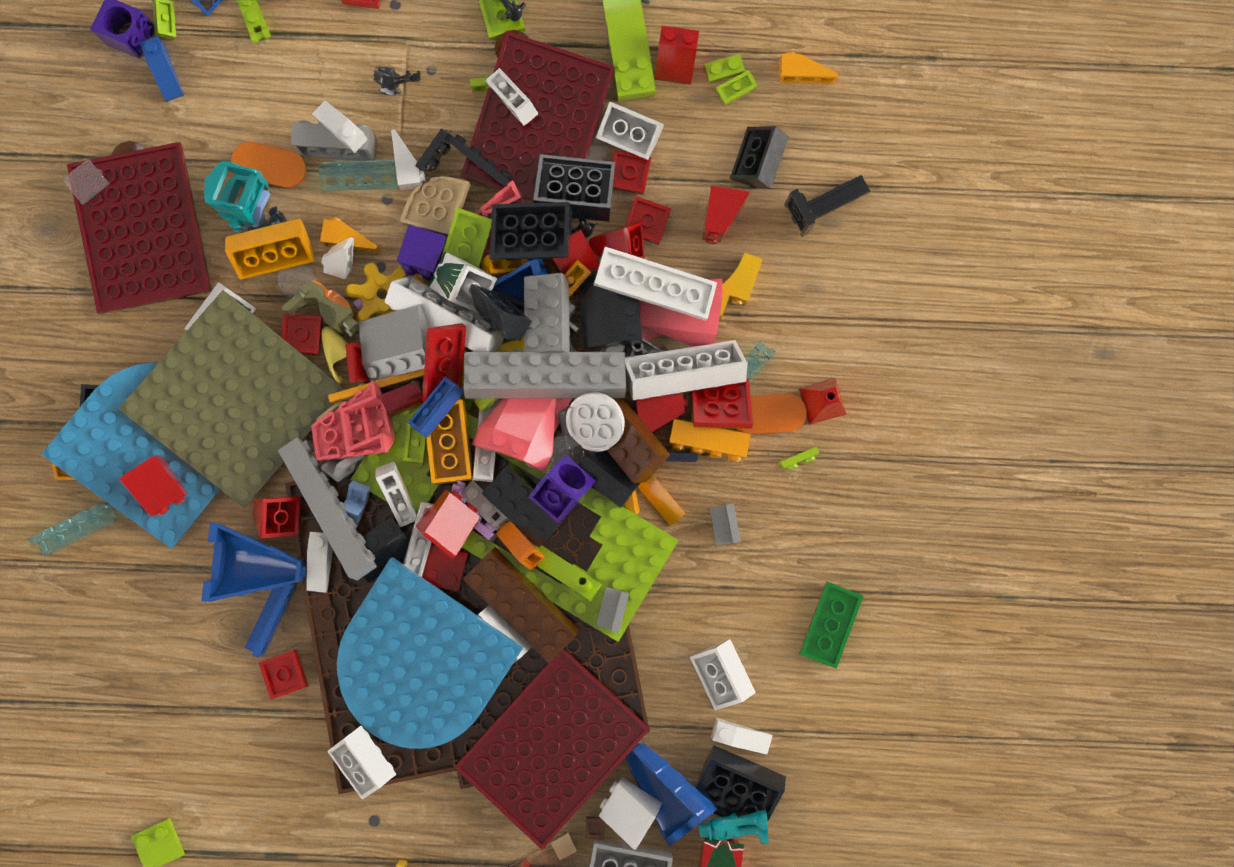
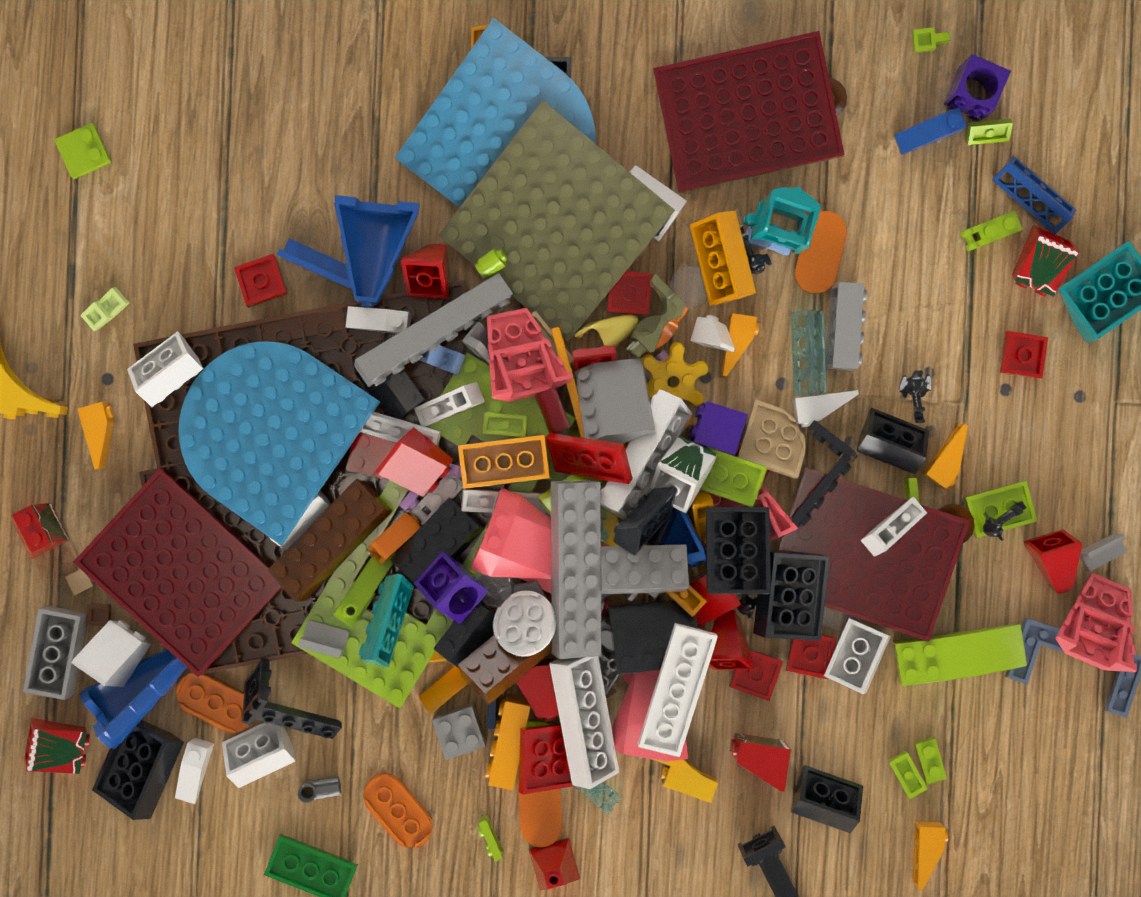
camera: 95 degrees right, 5 degrees up
(74, 528) = (416, 51): clear light blue fence -> none
(80, 72) = (926, 39): none -> lime plate
(85, 181) = (799, 52): clear piece -> none
(154, 486) = (458, 142): red slope -> none
(269, 457) = (491, 263): none -> lime brick
(307, 821) = (105, 309): none -> yellowish green slope
(340, 126) = (859, 337): white slope -> none
(420, 828) = (98, 429): none -> light orange slope
(436, 407) = (540, 449): blue slope -> none
(439, 99) = (893, 441): none -> black slope
(457, 53) = (947, 461): none -> light orange slope
(594, 550) = (387, 621): none -> teal slope
(675, 672) = (258, 708): none -> black bracket
(676, 54) = (943, 710): red slope -> none
(677, 716) = (212, 701): none -> orange tile
(700, 486) = (459, 731): none -> light grey brick
(725, 524) = (419, 756): light grey panel -> none
(735, 827) = (97, 763): teal piece -> none
(755, 614) = (321, 788): none -> dark grey piece
(775, 544) = (398, 810): none -> orange tile

